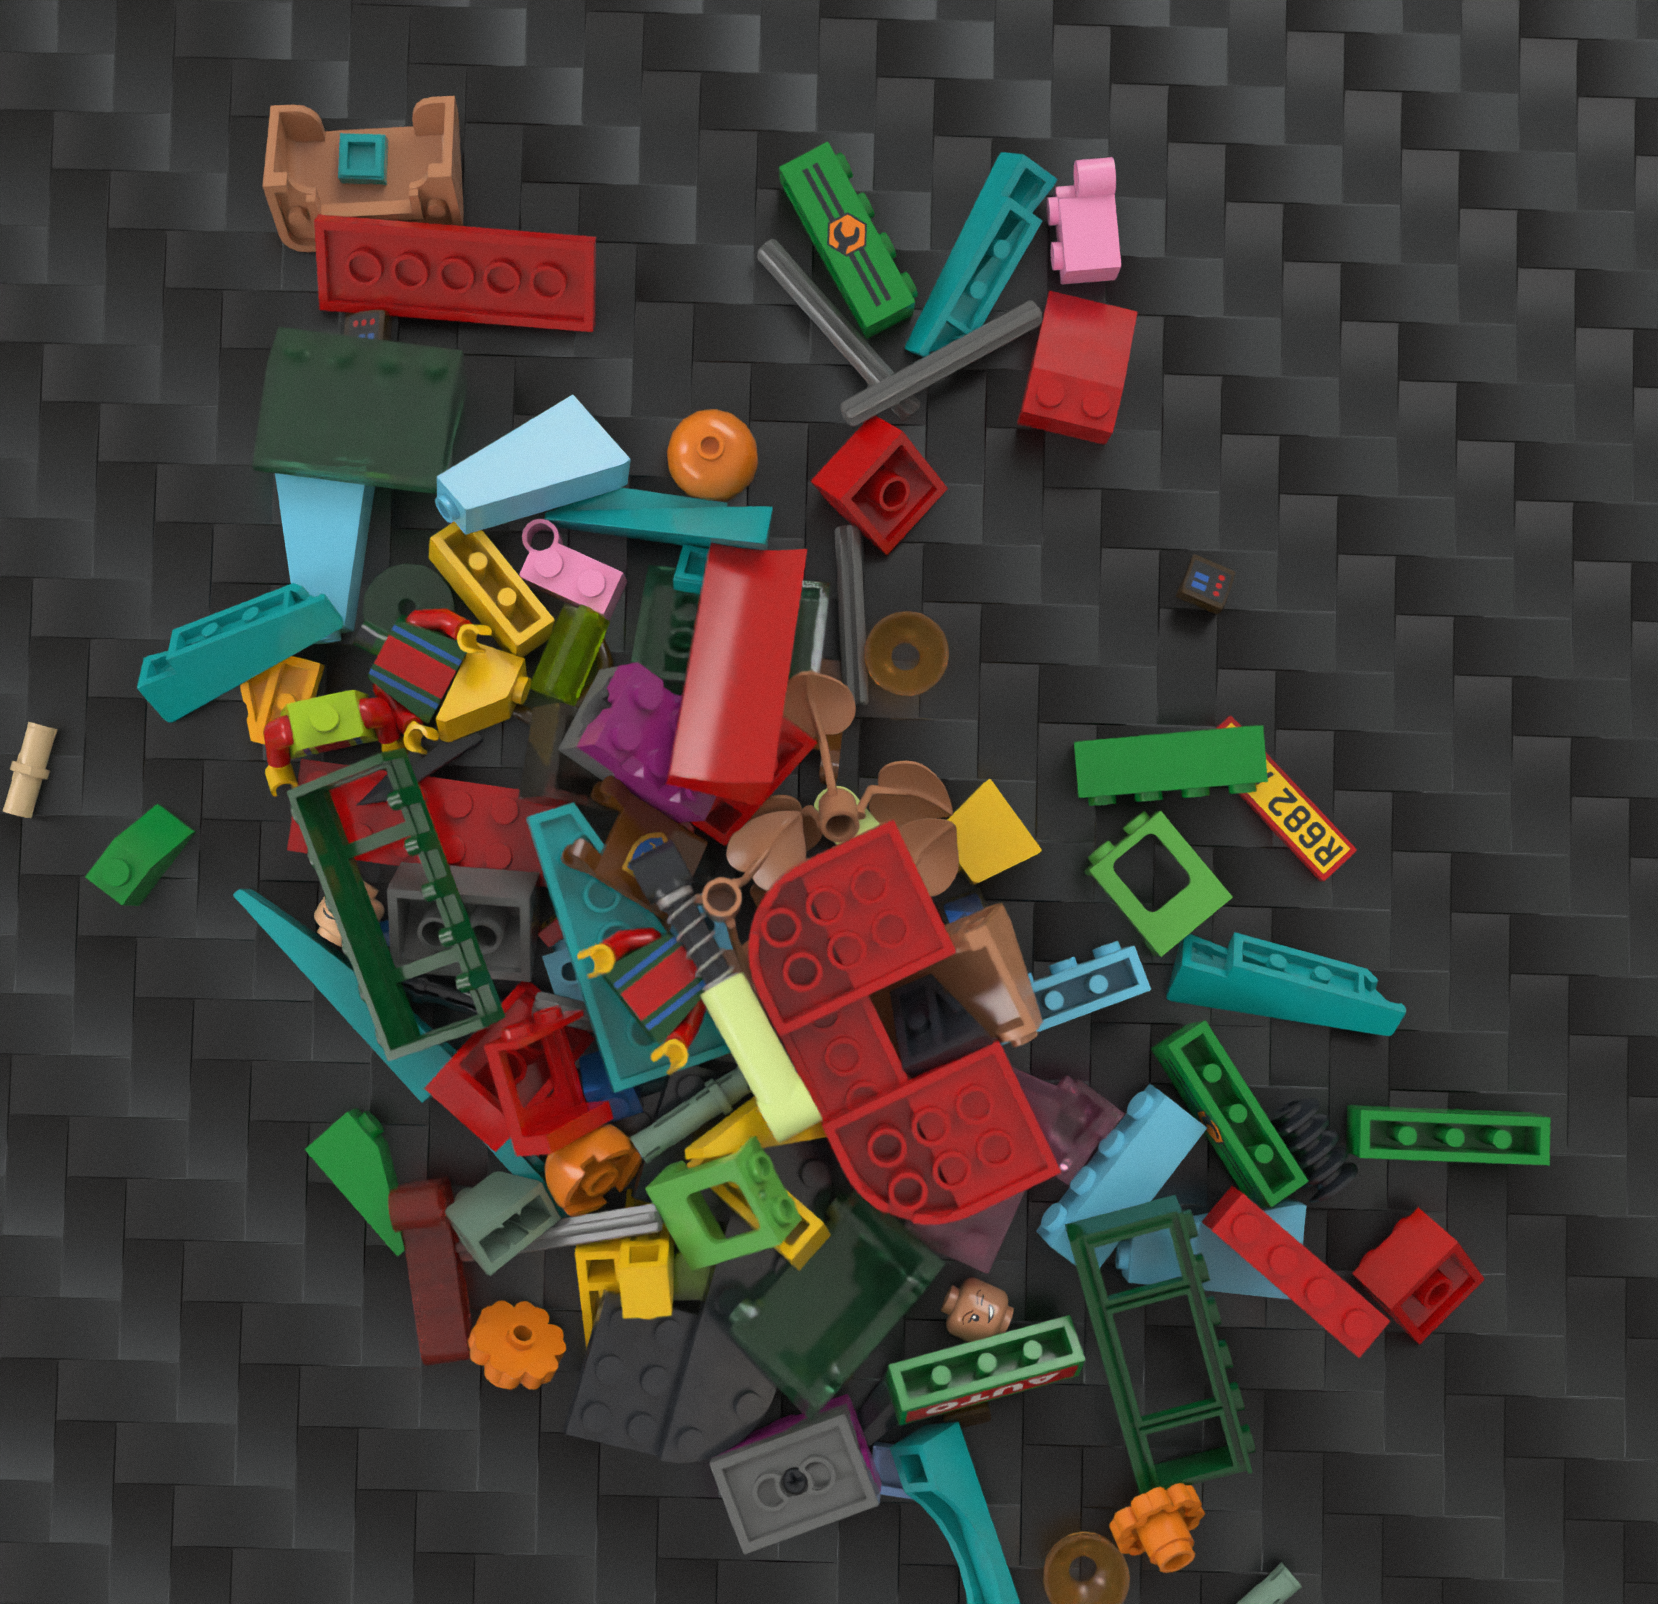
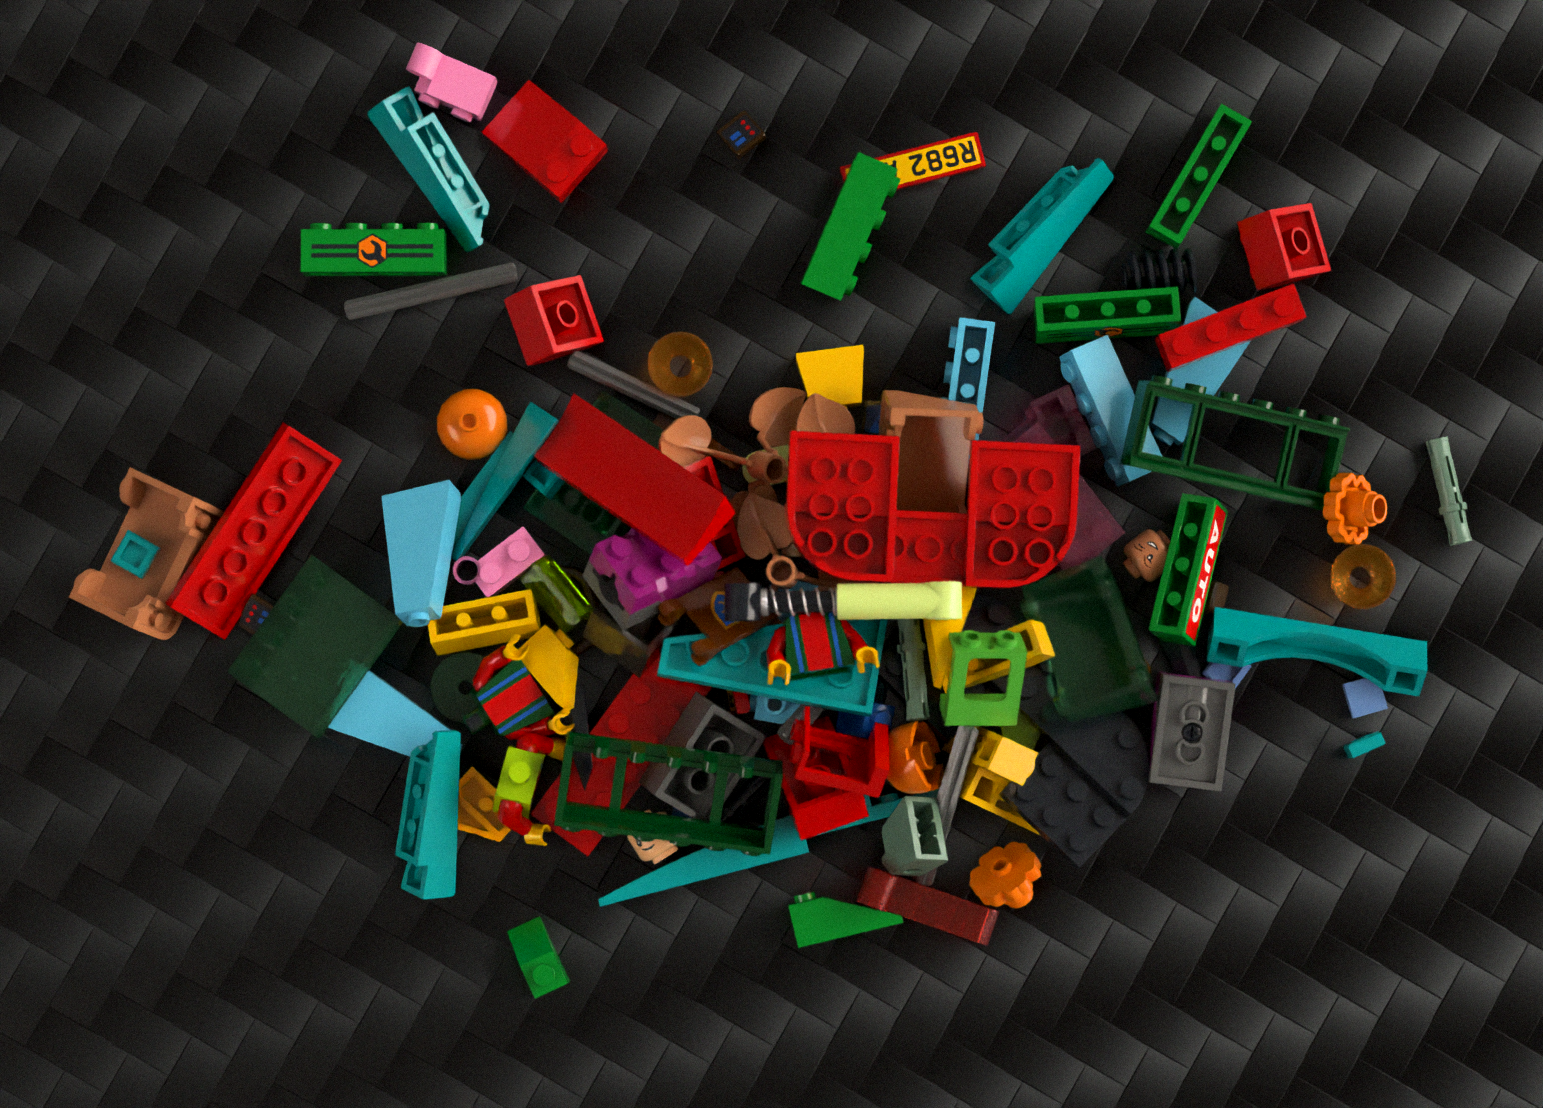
camera: 55 degrees left, 0 degrees up
(29, 770) = (437, 1004): tan pin -> none
(933, 1026) = (940, 479): black wing -> none
(941, 363) = (494, 233): dark grey axle -> none
(1180, 914) = (955, 273): bright green window -> none

